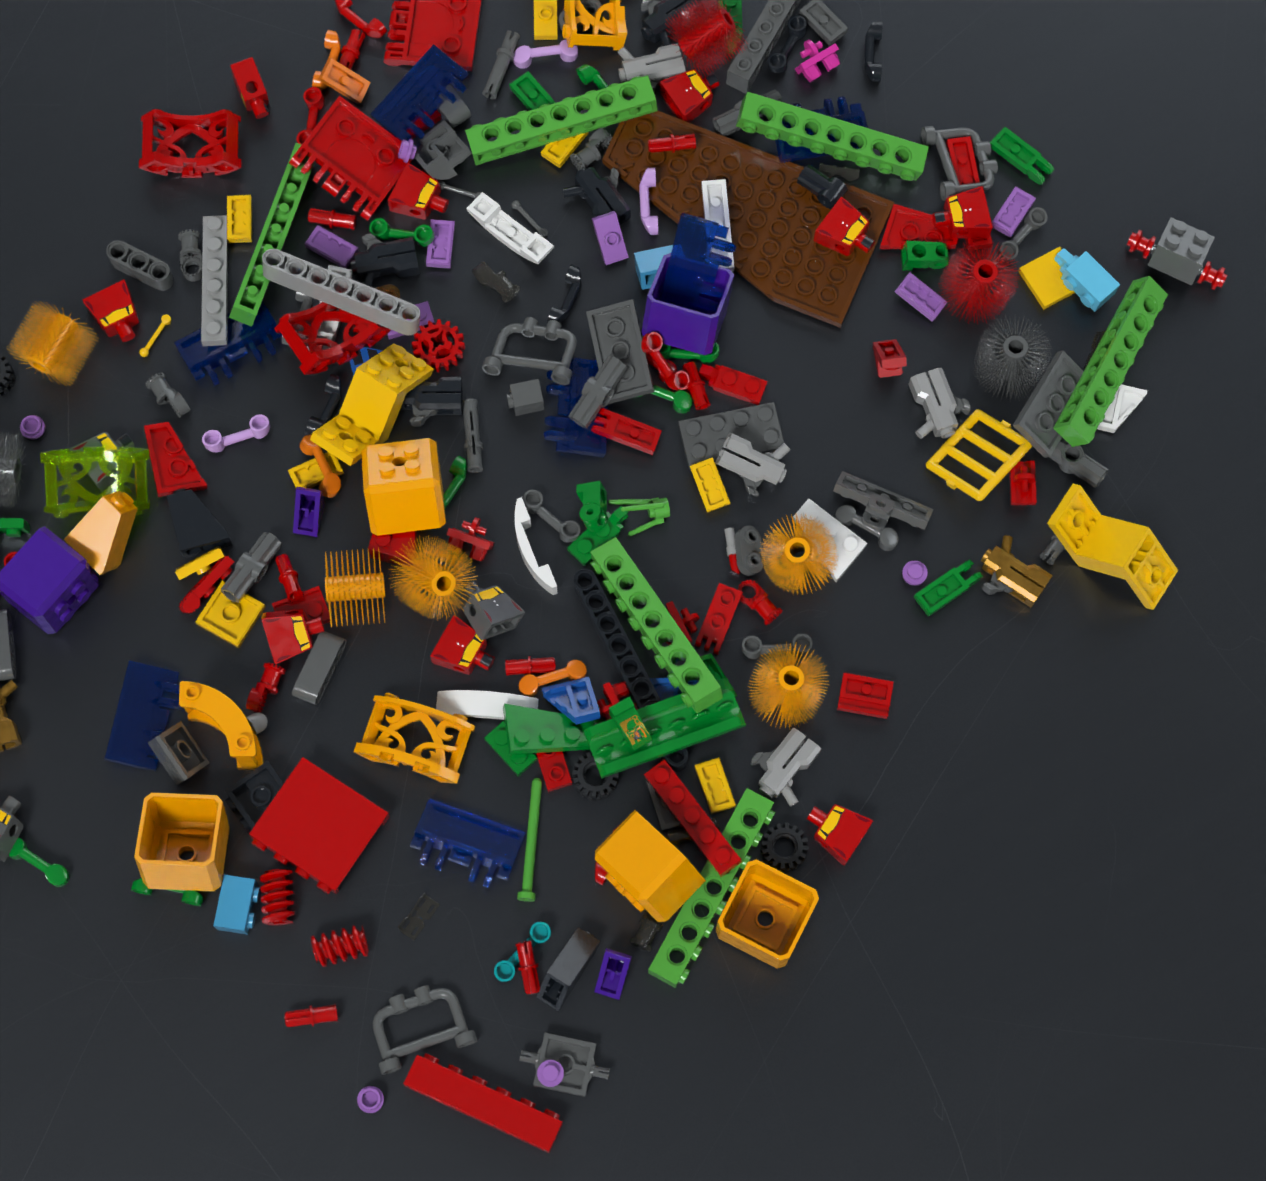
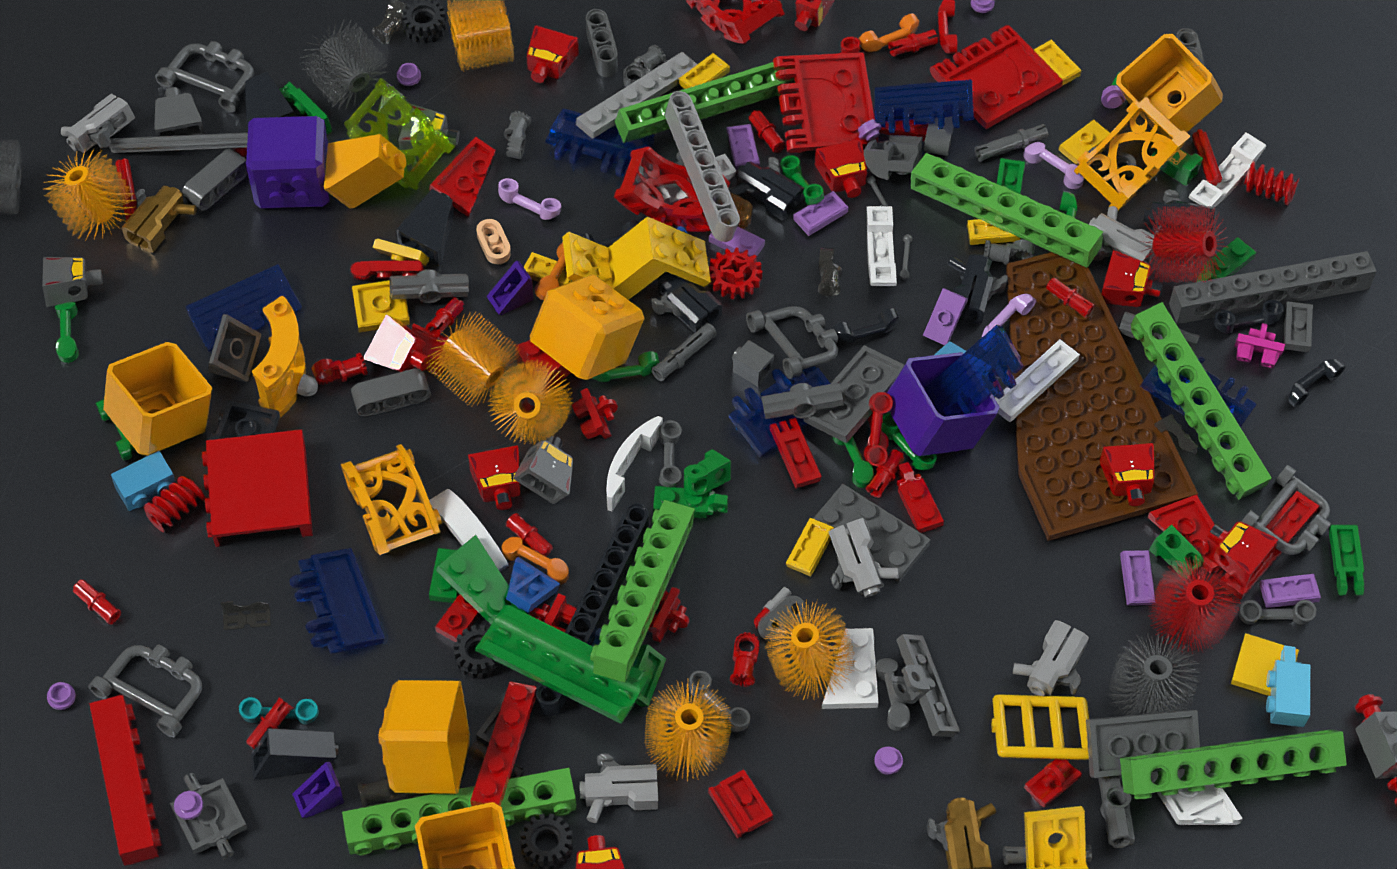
camera: 50 degrees right, 15 degrees down
(166, 320) = (577, 93): yellow hinge -> none
(252, 488) = (494, 243): none -> light nougat plate
(340, 946) = (171, 576): red piece -> none
(344, 80) = (883, 53): orange plate -> none
(529, 863) = (332, 678): bright green bar -> none
(630, 723) = (537, 627): green leg -> none
(656, 508) = (751, 524): bright green plant -> none
(715, 785) = (552, 747): yellow plate -> none
(719, 617) = (700, 639): red hinge -> none
(826, 189) = (1150, 425): black piece -> none
(889, 358) = (1057, 595): red slope -> none
(946, 588) = (900, 795): green hinge -> none

